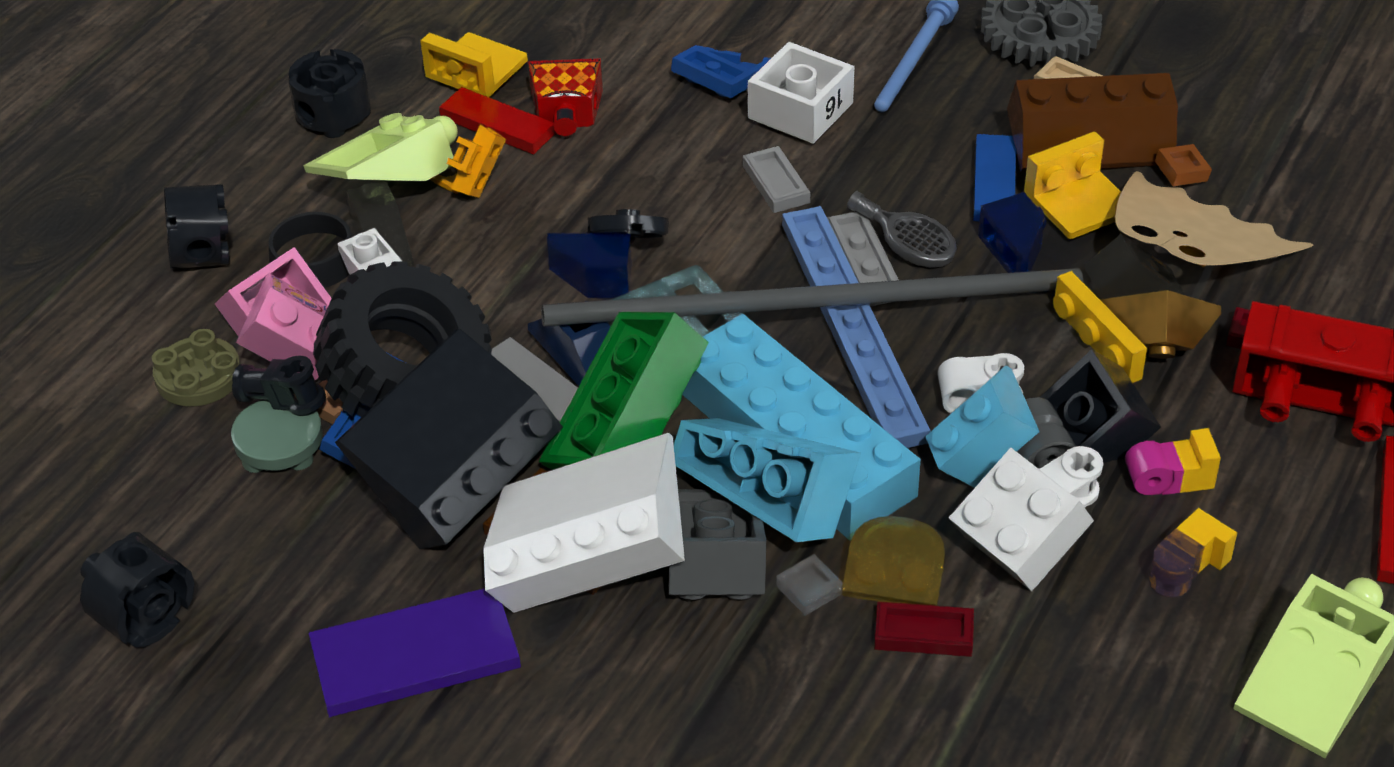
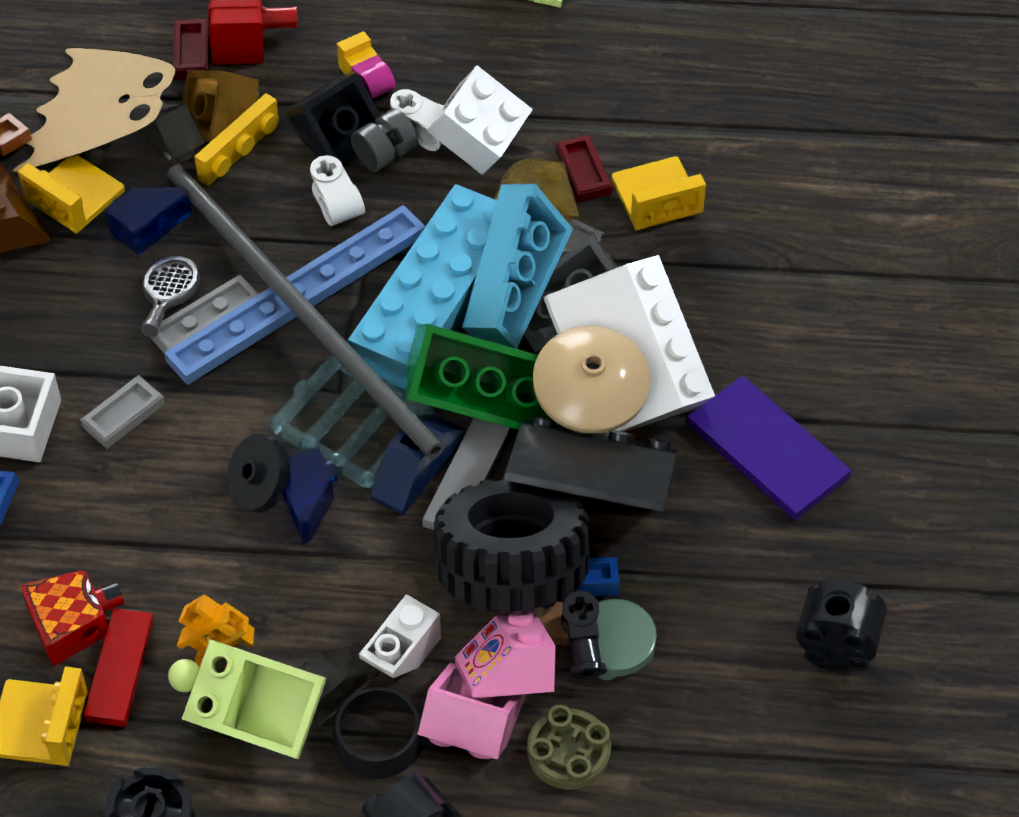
camera: 115 degrees left, 10 degrees up
(546, 452) = (587, 397): none -> tan dish
(841, 678) = (659, 192): none -> yellow bracket
(983, 429) = (394, 165): medium azure slope -> none
(993, 170) = (62, 257): blue tile -> none
(1188, 551) = (448, 44): leg -> none

